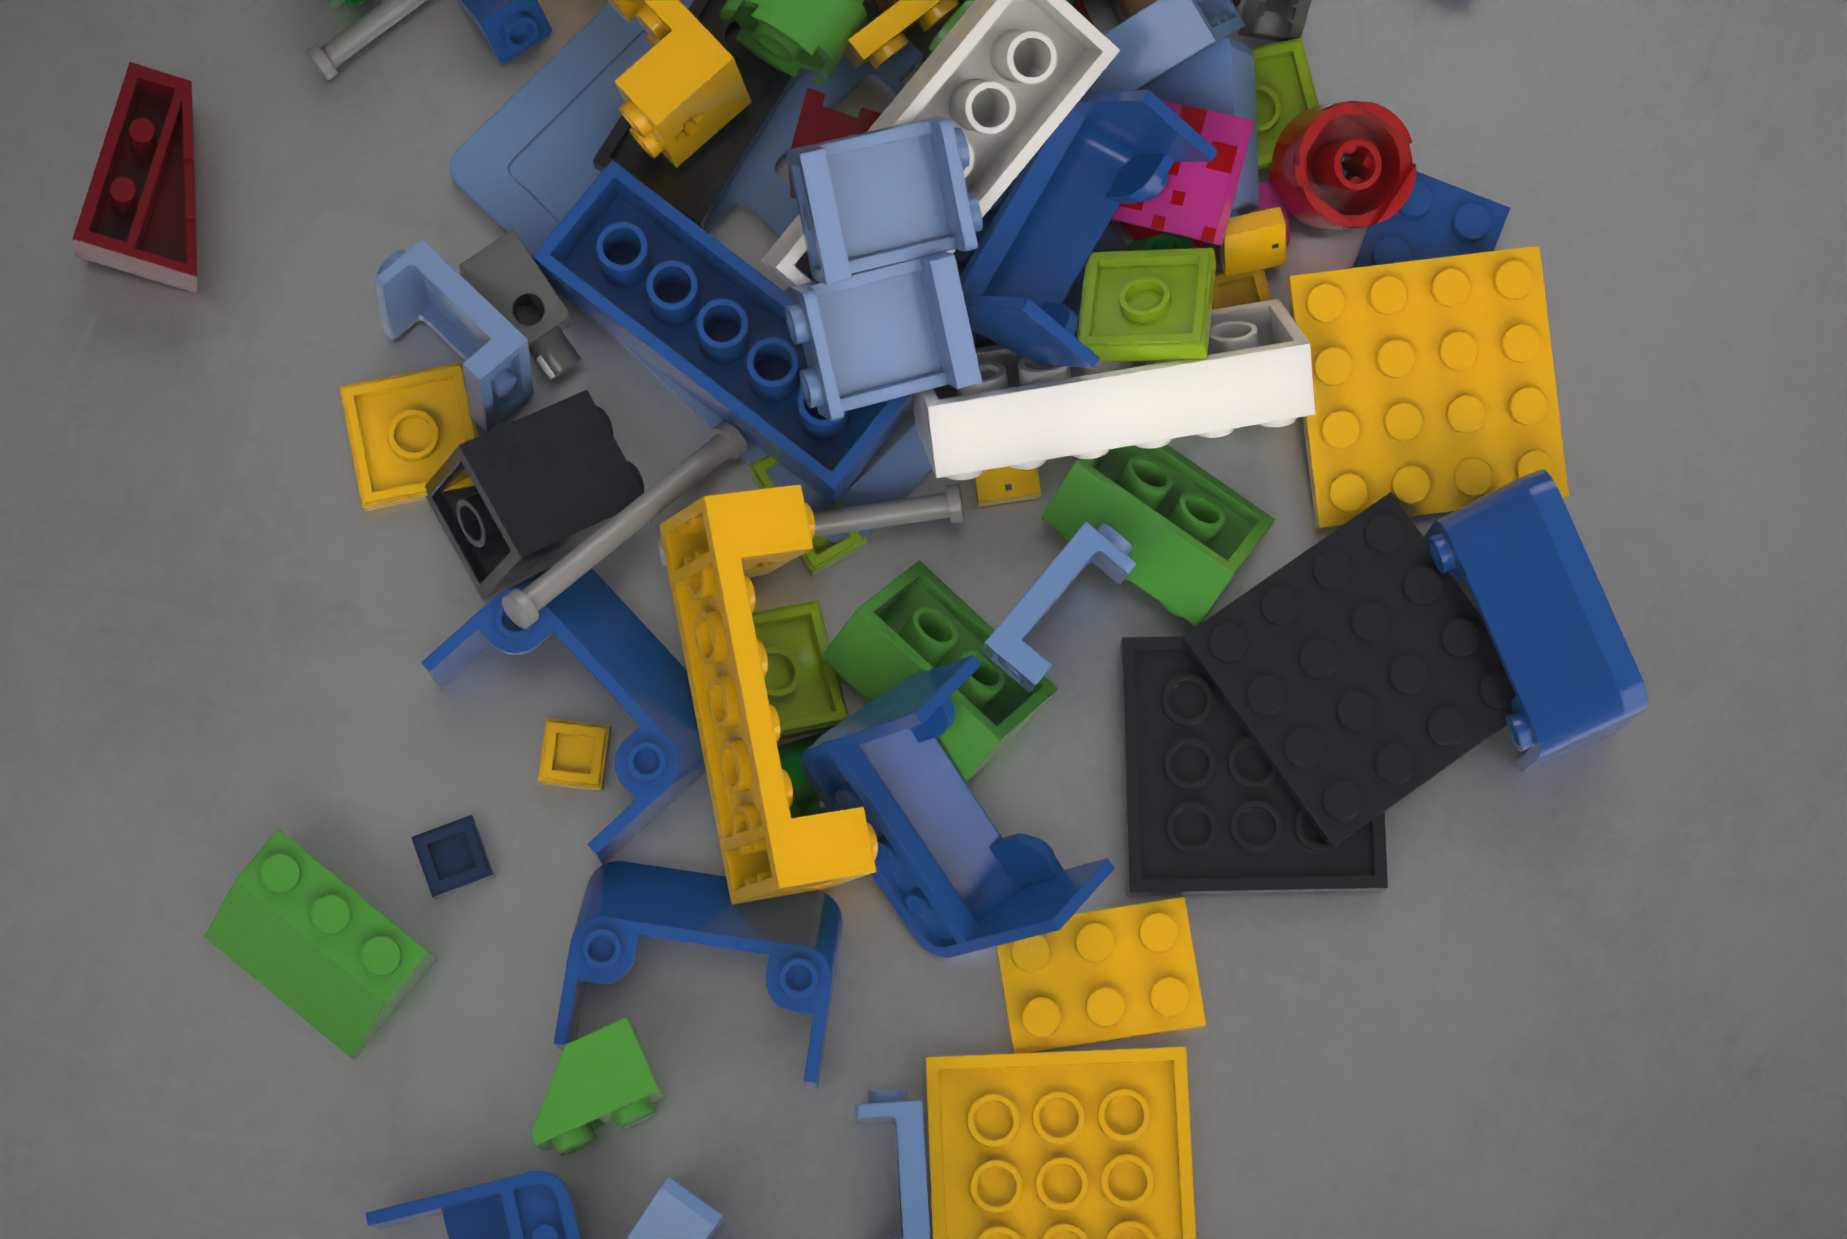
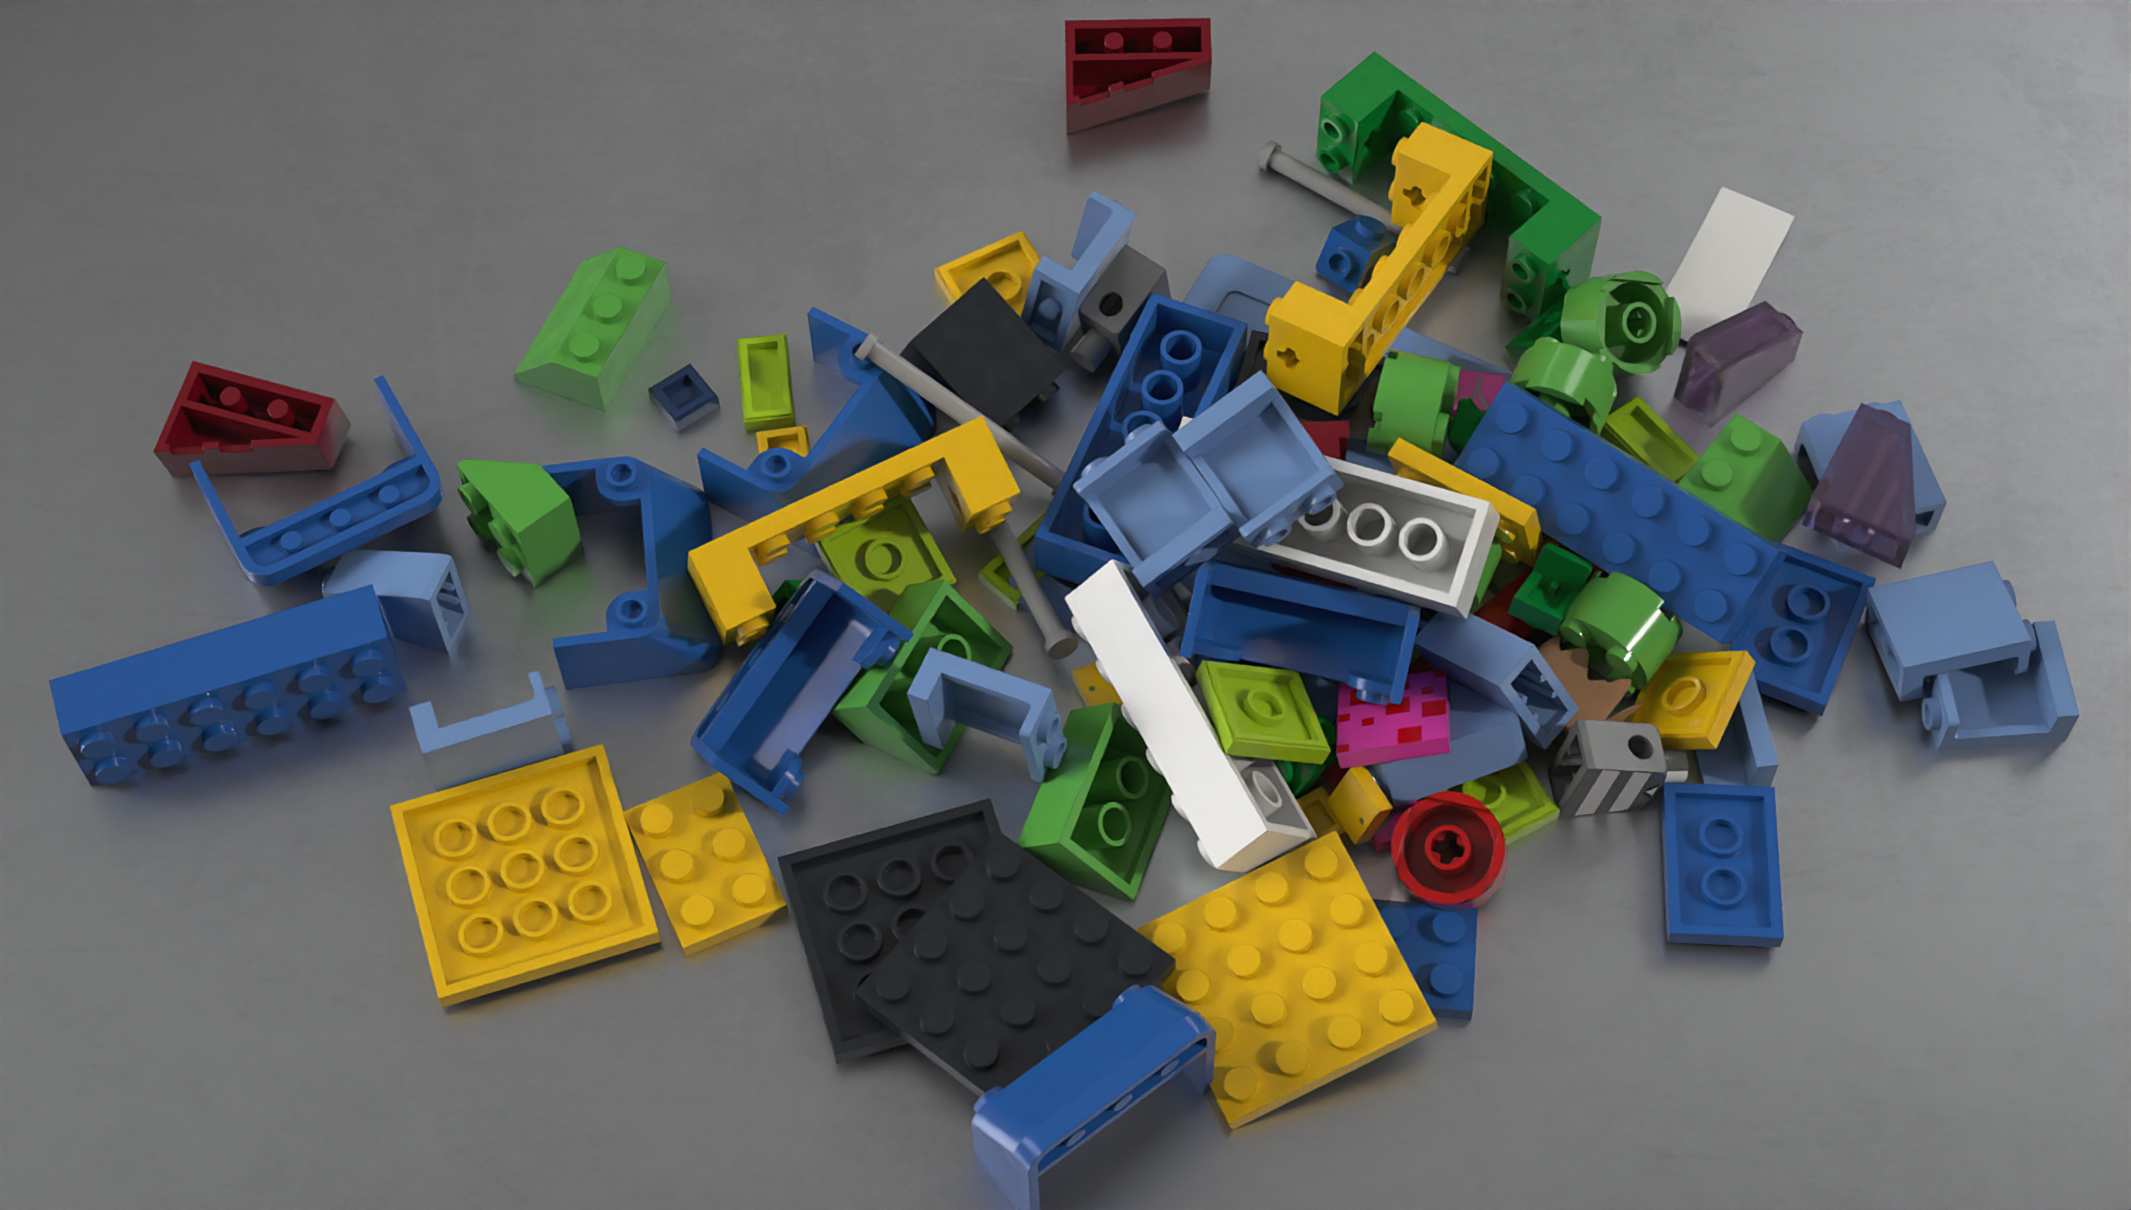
camera: 80 degrees right, 20 degrees down
(461, 752) = (766, 382): none -> lime tile

